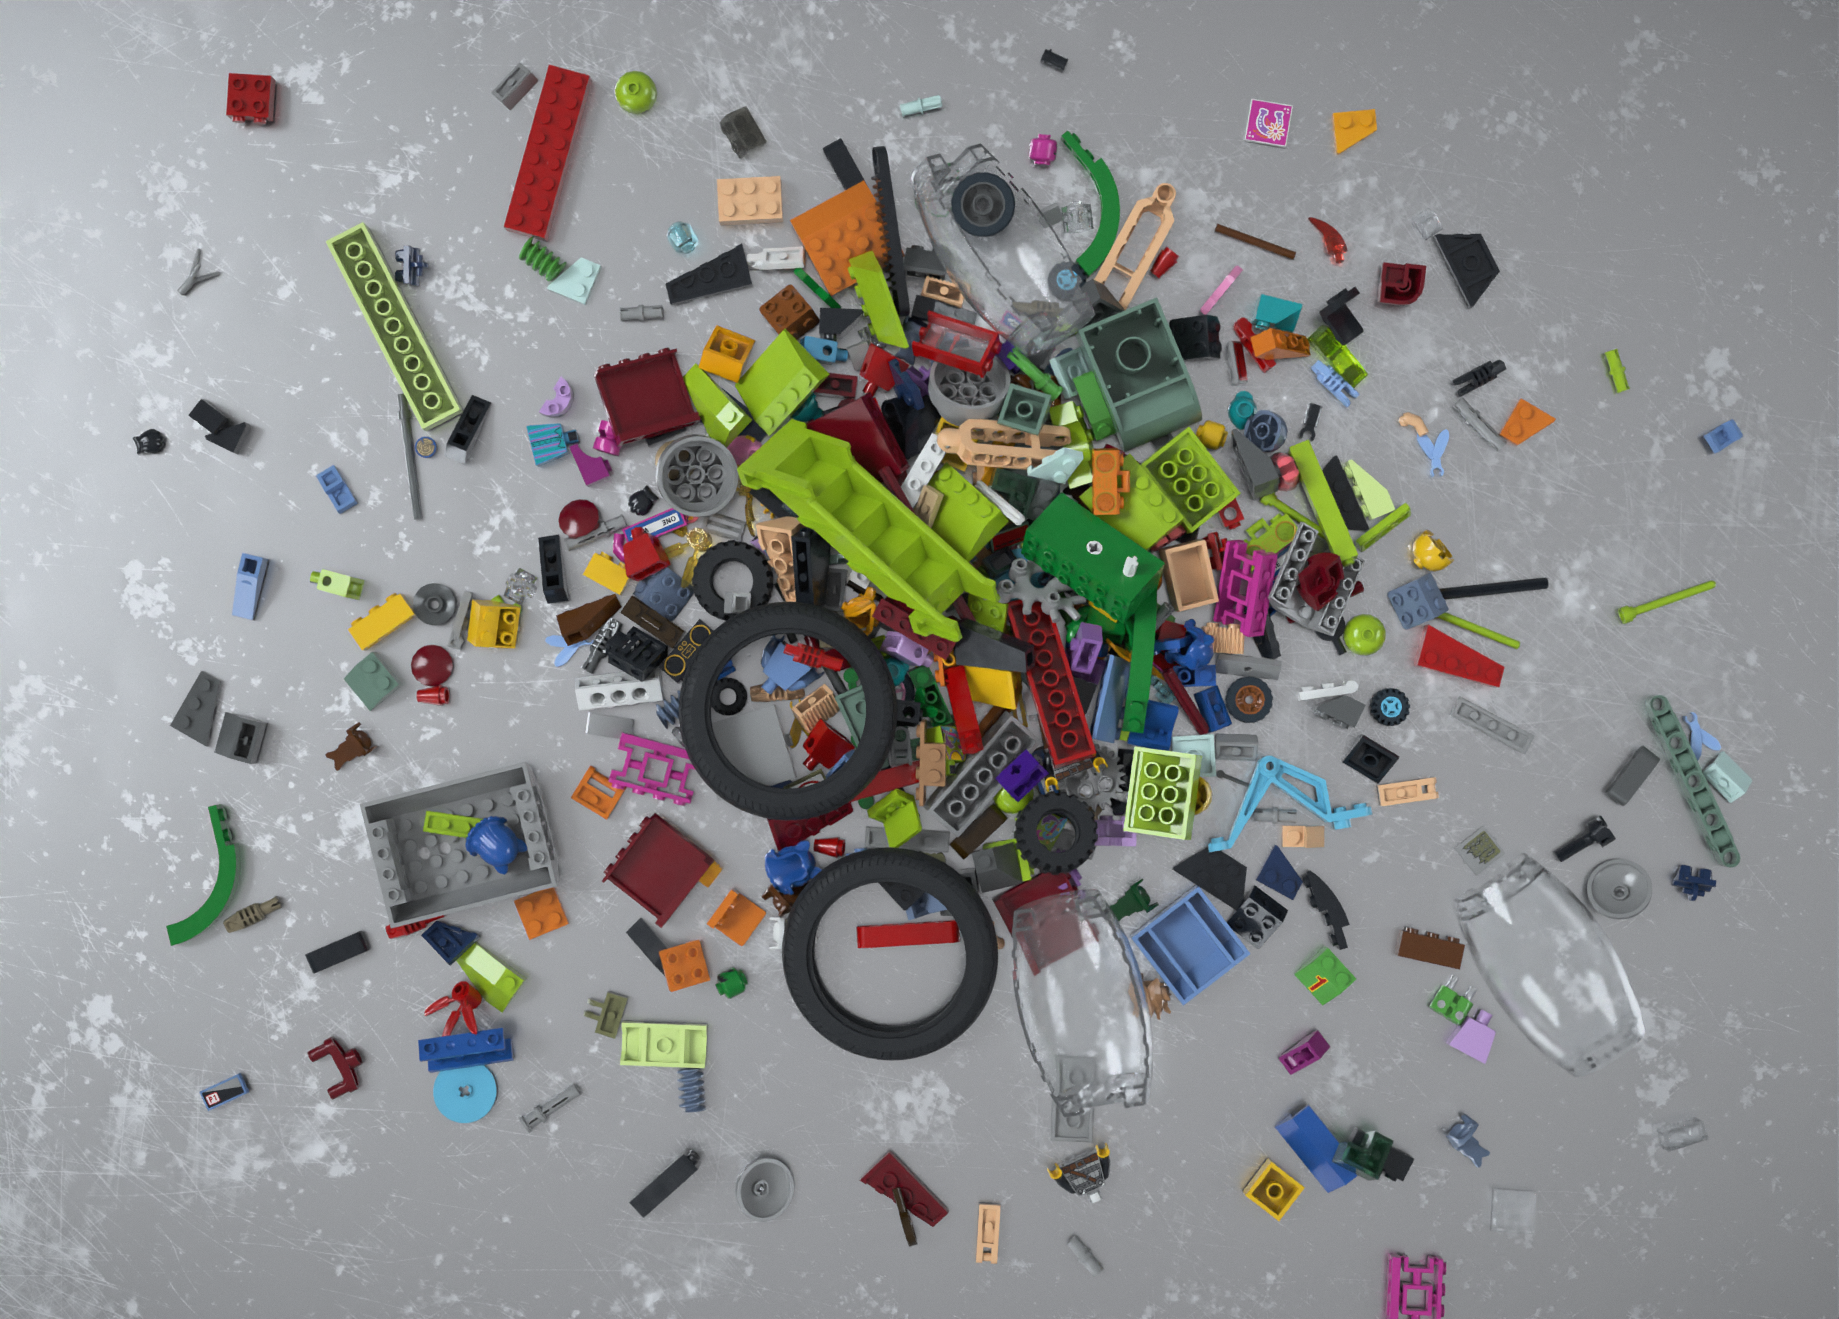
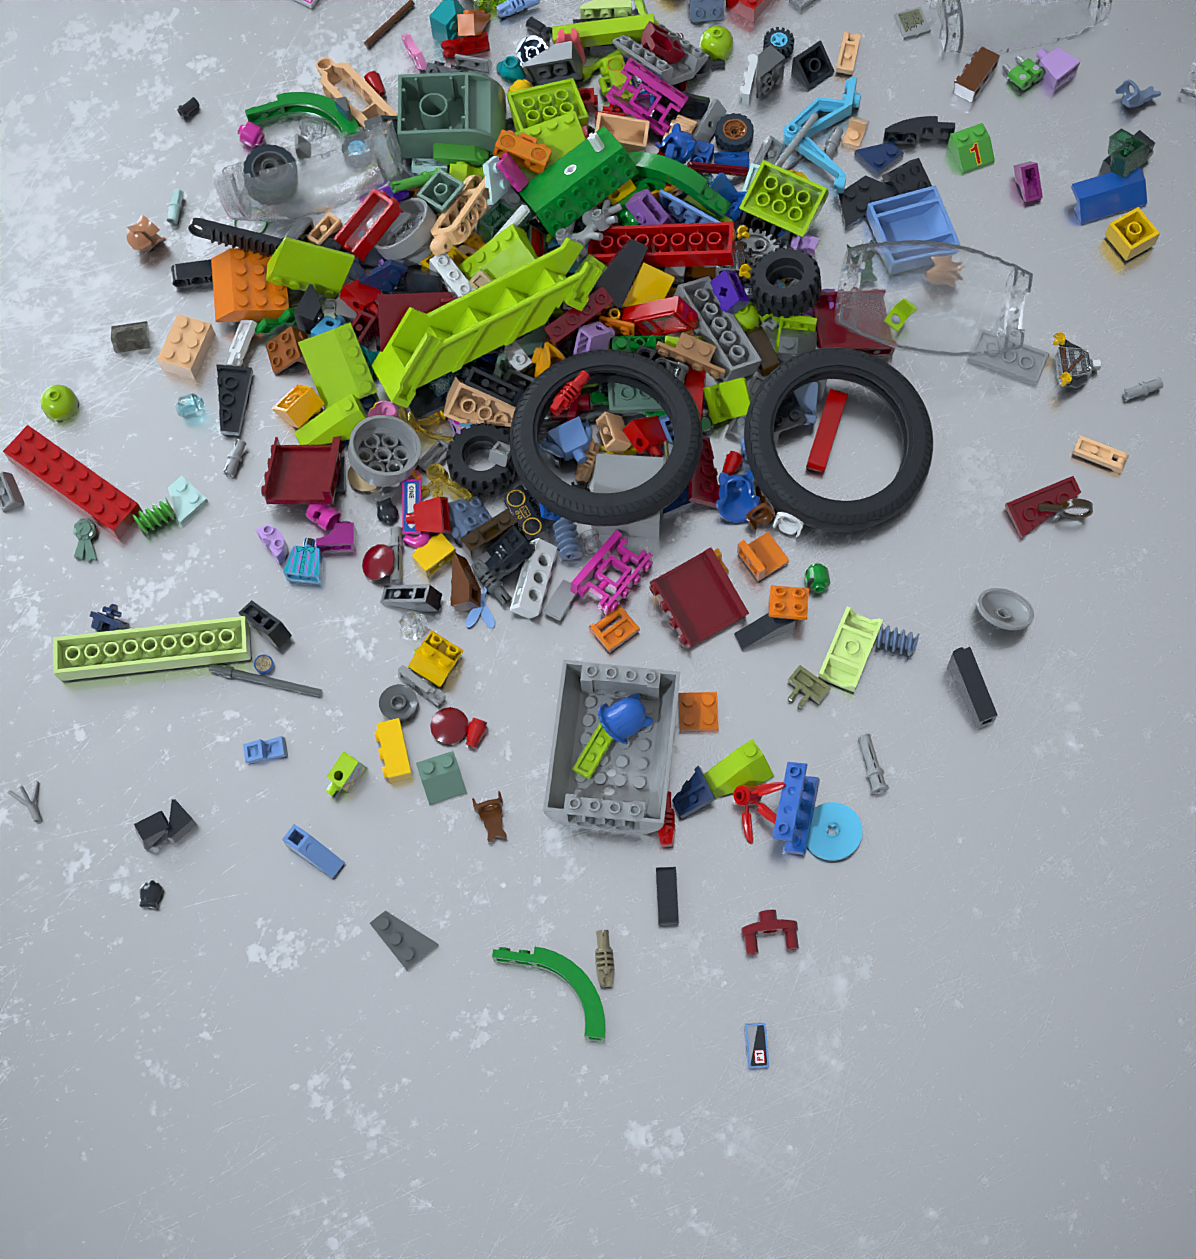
camera: 65 degrees left, 20 degrees down
(240, 738) = (442, 908): dark grey slope -> none
(498, 192) = (85, 530): none -> sand green piece
(865, 90) = (143, 235): none -> nougat helmet
(1072, 481) = (512, 172): none -> dark pink slope
(1077, 970) = (903, 310): none -> lime bracket
(1107, 246) = (343, 107): none -> dark grey slope
(1249, 775) = (796, 140): none -> light grey bar

